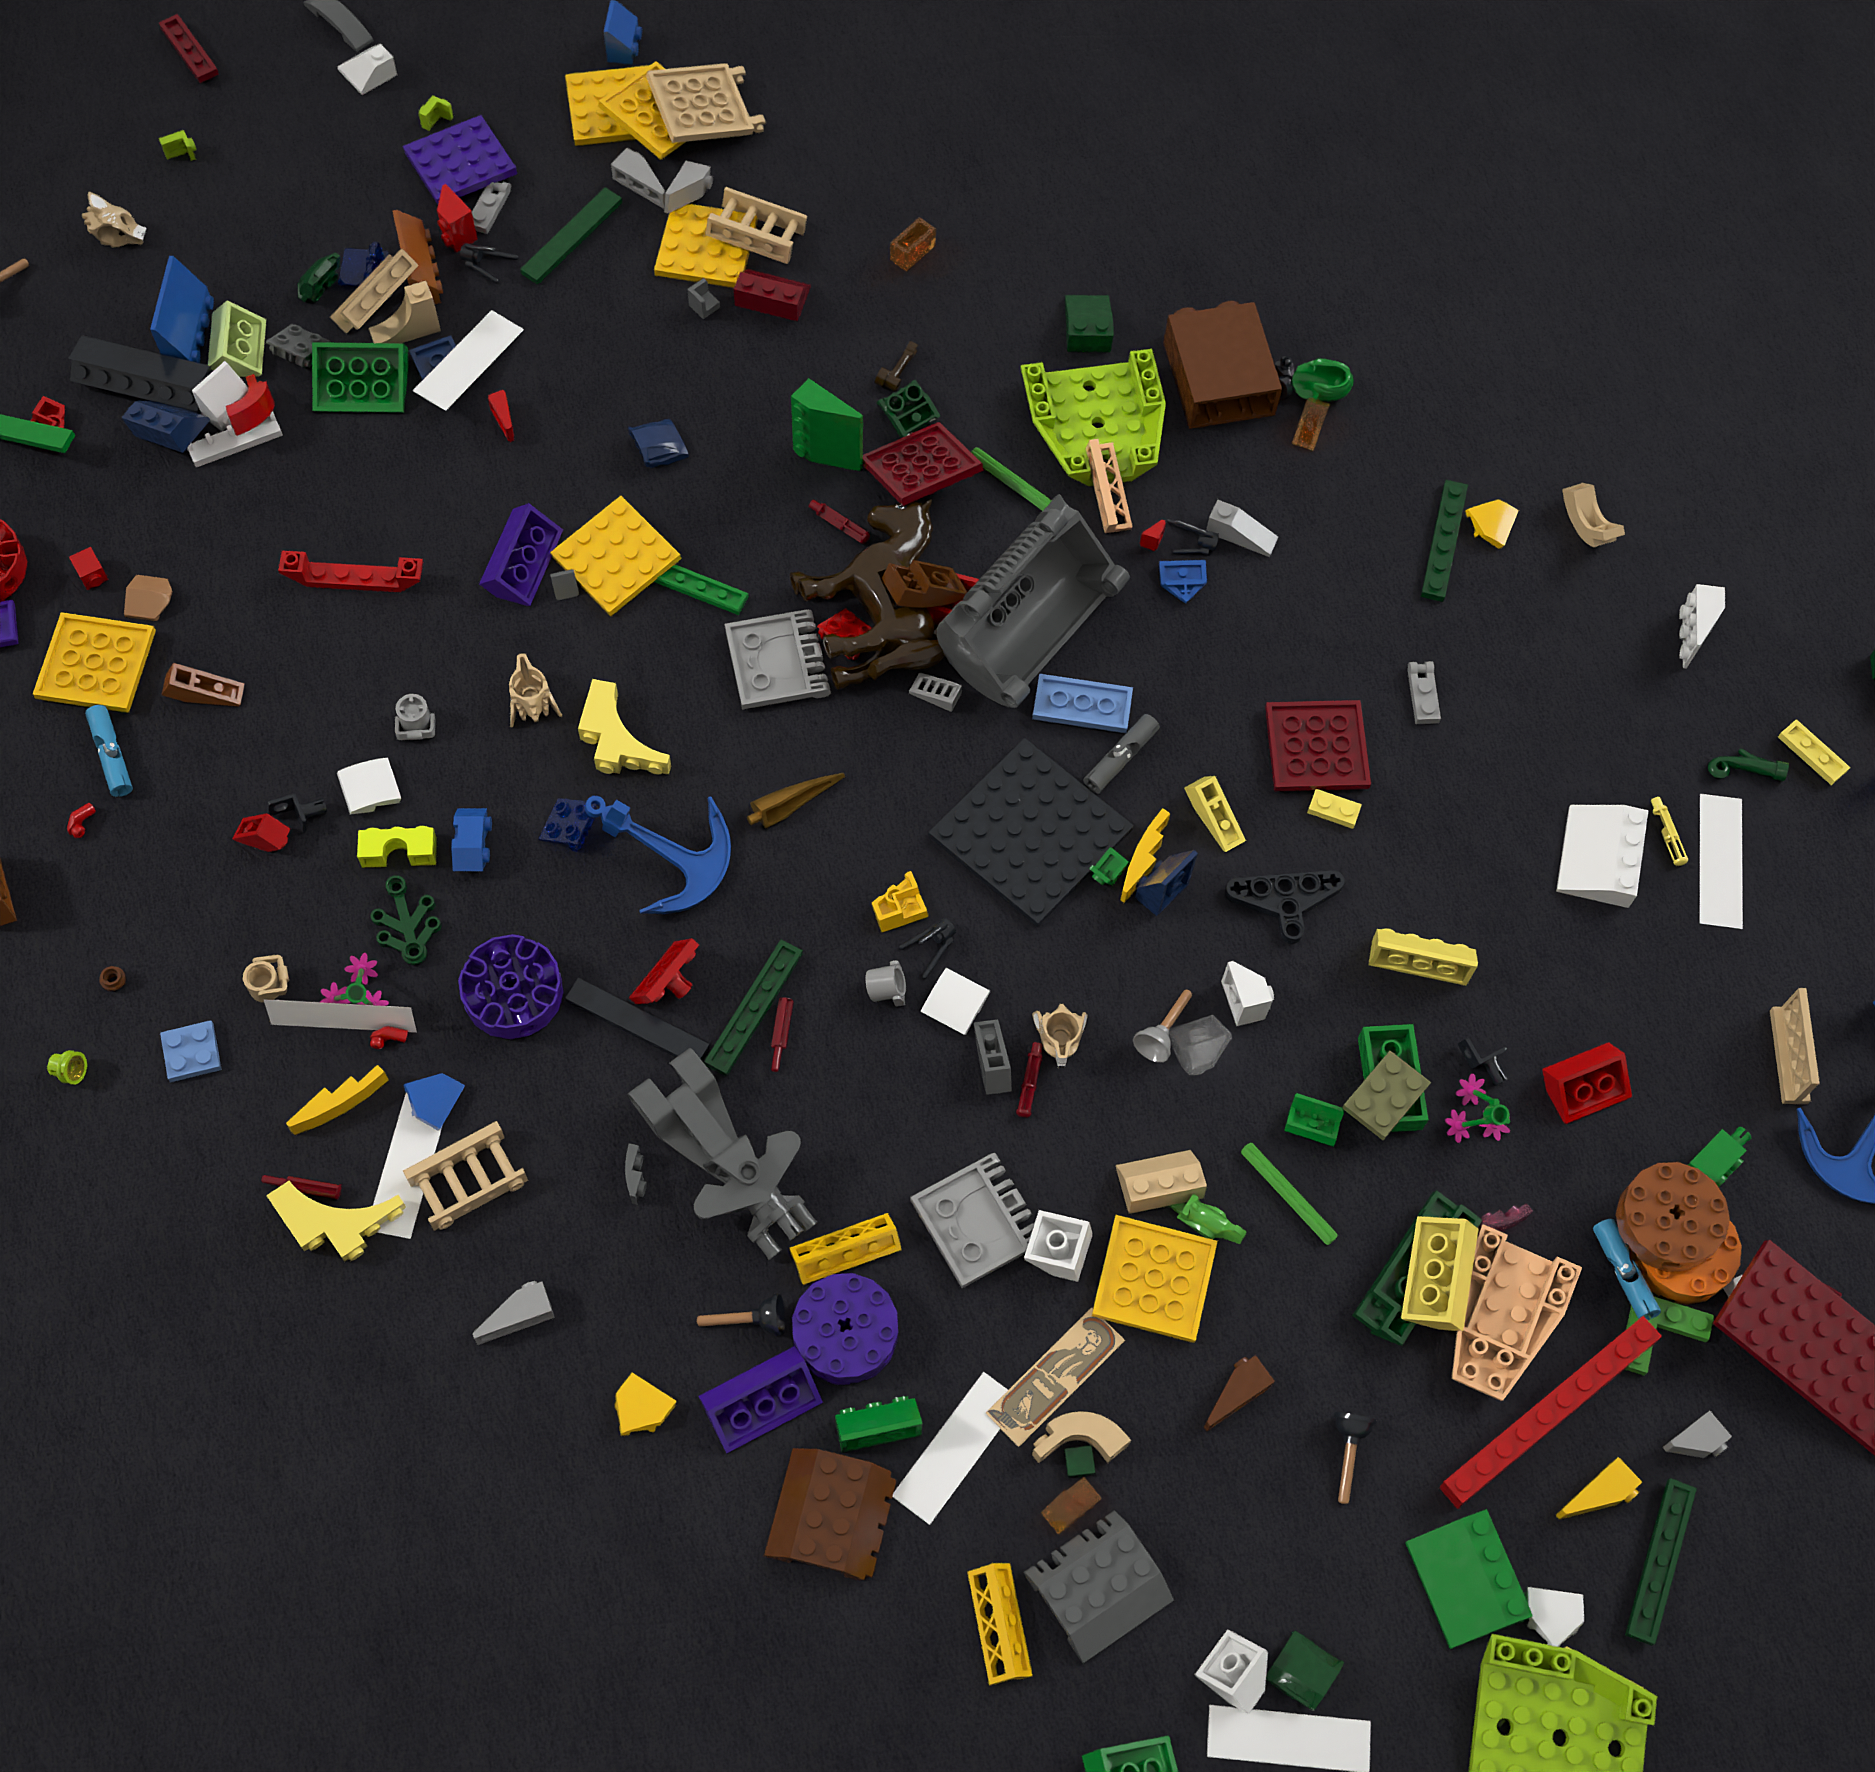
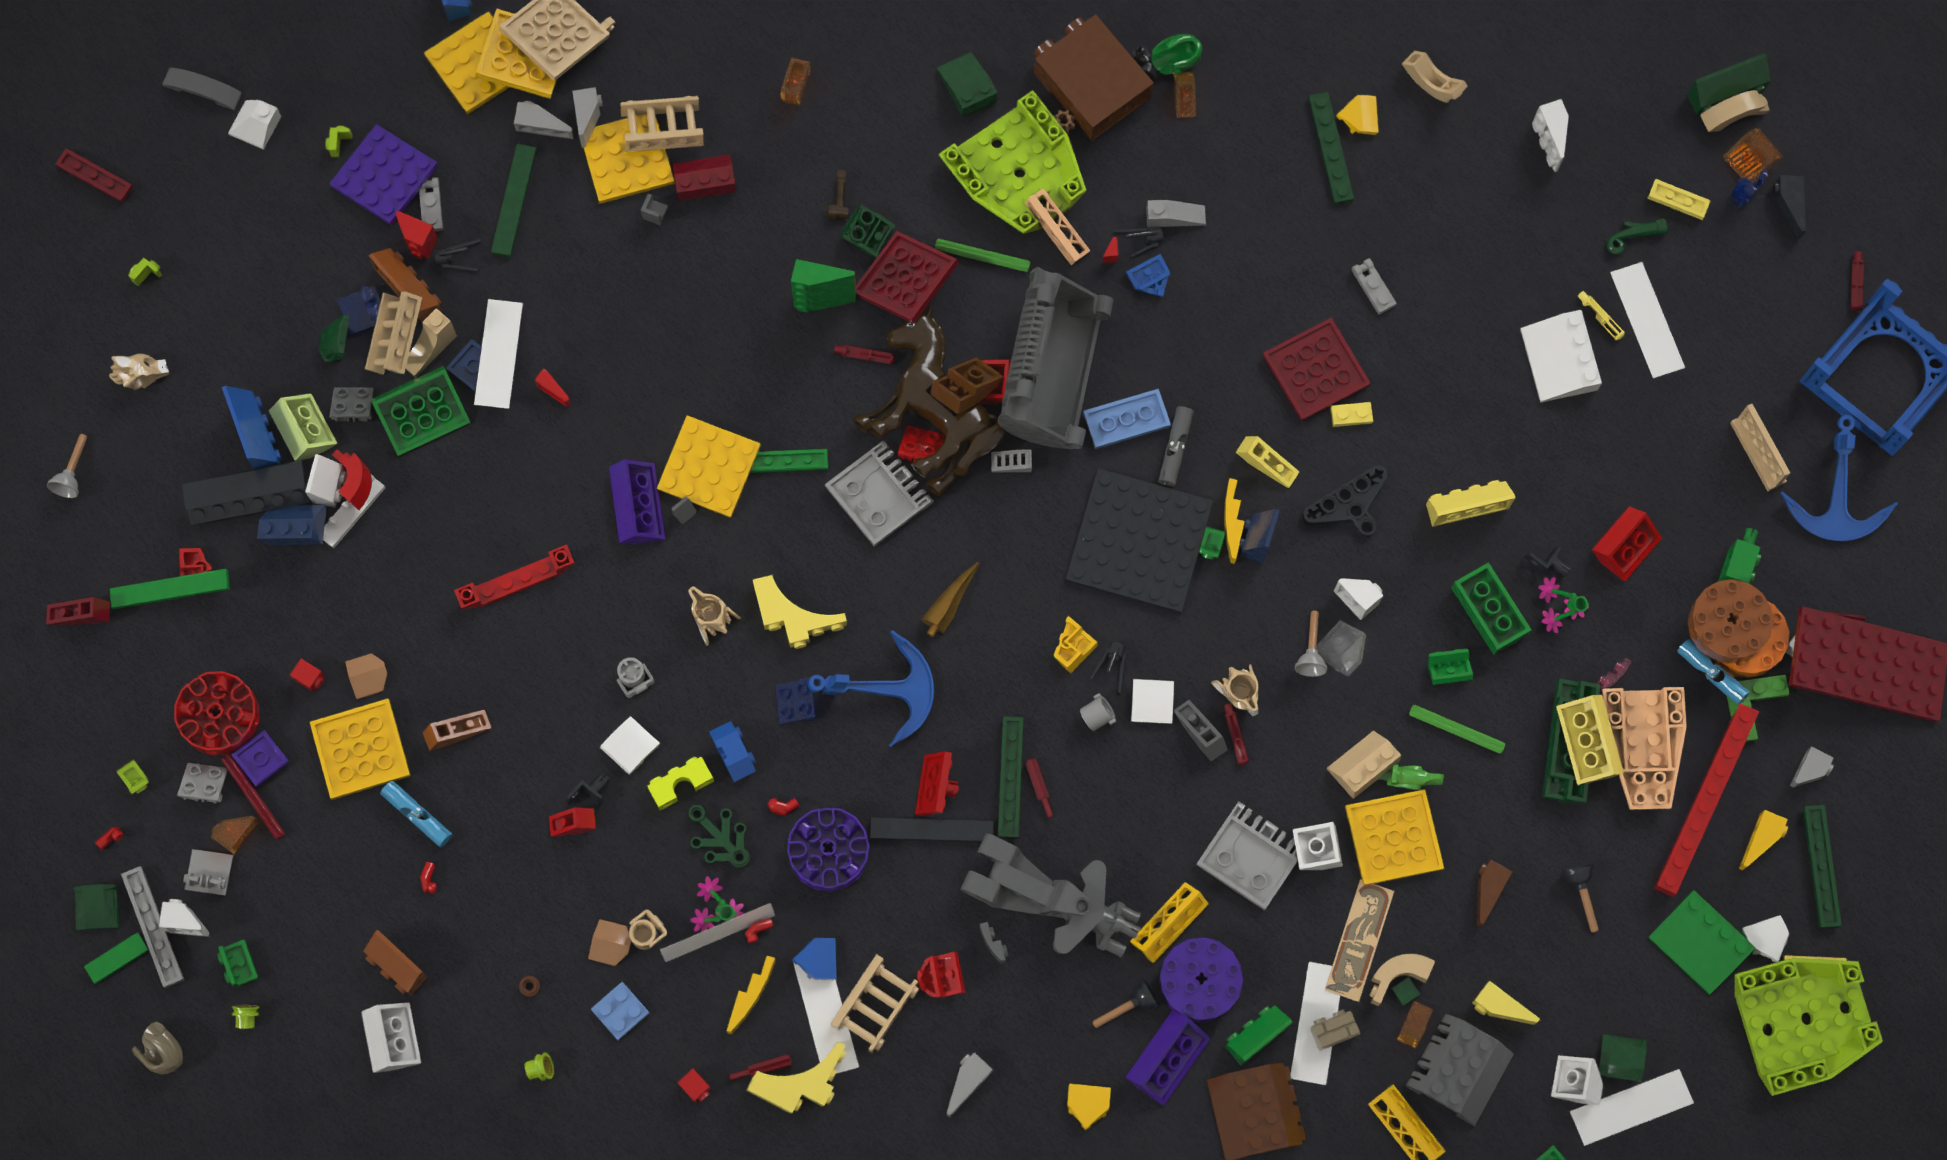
camera: 25 degrees left, 10 degrees up
(217, 1168) = (695, 1086): none -> red brick
(221, 974) = (609, 943): none -> medium nougat slope
(489, 923) = (782, 808): none -> red arm
(556, 1182) = (941, 976): none -> red slope
(659, 443) = (688, 353): dark blue slope -> none
(971, 1463) = (1334, 1030): none -> dark tan brick
(1171, 394) = (1064, 116): none -> medium nougat gear
(1184, 1532) = (1499, 1004): none -> light yellow slope
(1386, 1095) = (1494, 626): olive plate -> none

